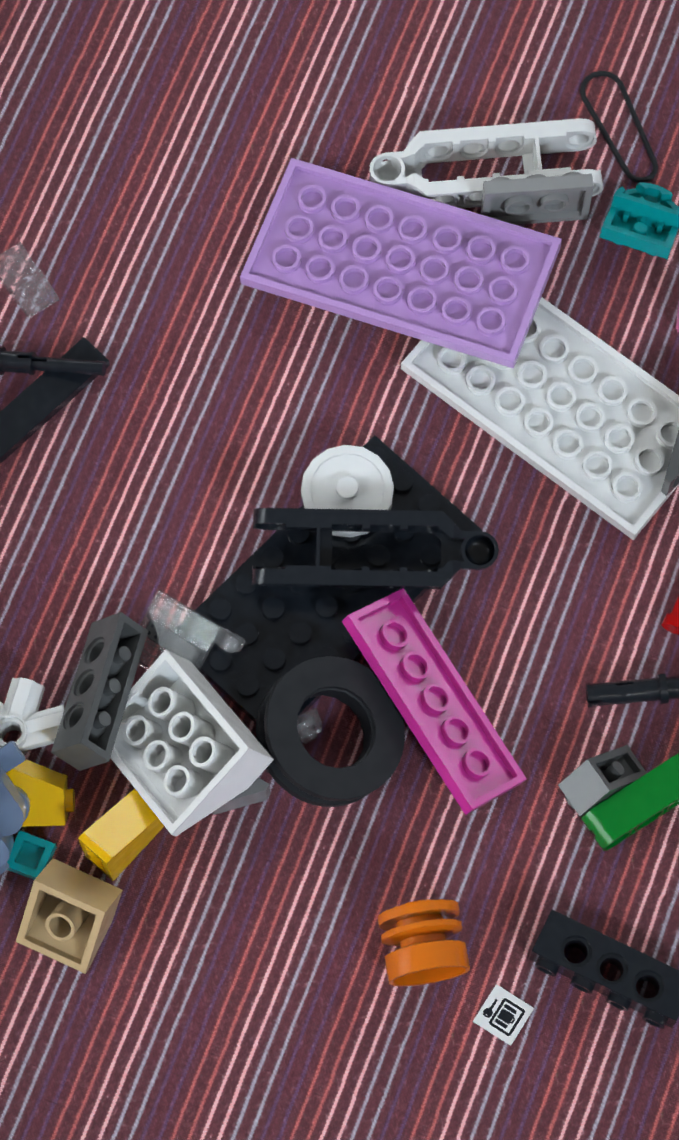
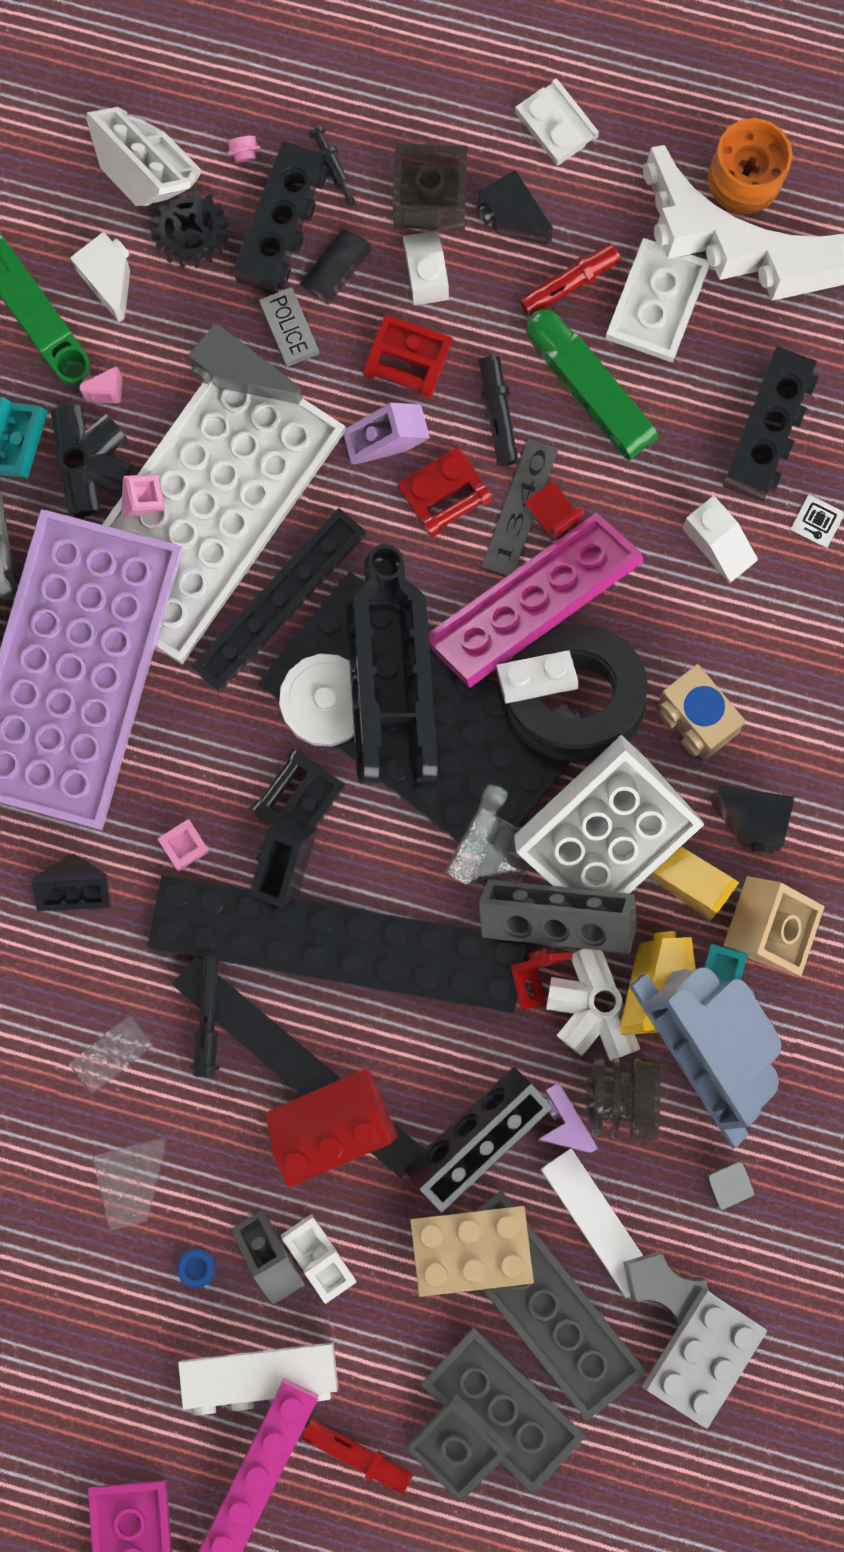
camera: 90 degrees left, 10 degrees up
(54, 672) = (529, 971): none -> red bracket
(104, 492) = (336, 944): none -> black plate
(181, 902) = (754, 817): none -> black slope
(187, 437) = (283, 861): none -> black brick
(190, 254) = (71, 886): none -> black slope
(218, 356) = (183, 845): none -> bright pink plate
(247, 472) = (309, 801): none -> black plate
(296, 854) = (699, 713): none -> tan brick
(346, 687) = (537, 676): none -> white plate
(422, 934) = (779, 588): orange wheel -> none
(458, 461) = (278, 600): none -> black plate
(490, 901) = (720, 539): none -> white slope
(530, 736) = (554, 511): none -> red bracket
(541, 707) = (515, 516): none -> flat silver sticker
(570, 625) = (439, 482): none -> red plate
(573, 336) = (141, 495): none -> bright pink slope
(600, 778) = (592, 442): dark grey slope -> none
(607, 300) = (97, 468): none -> black piece
(626, 577) = (386, 432): none -> lavender slope

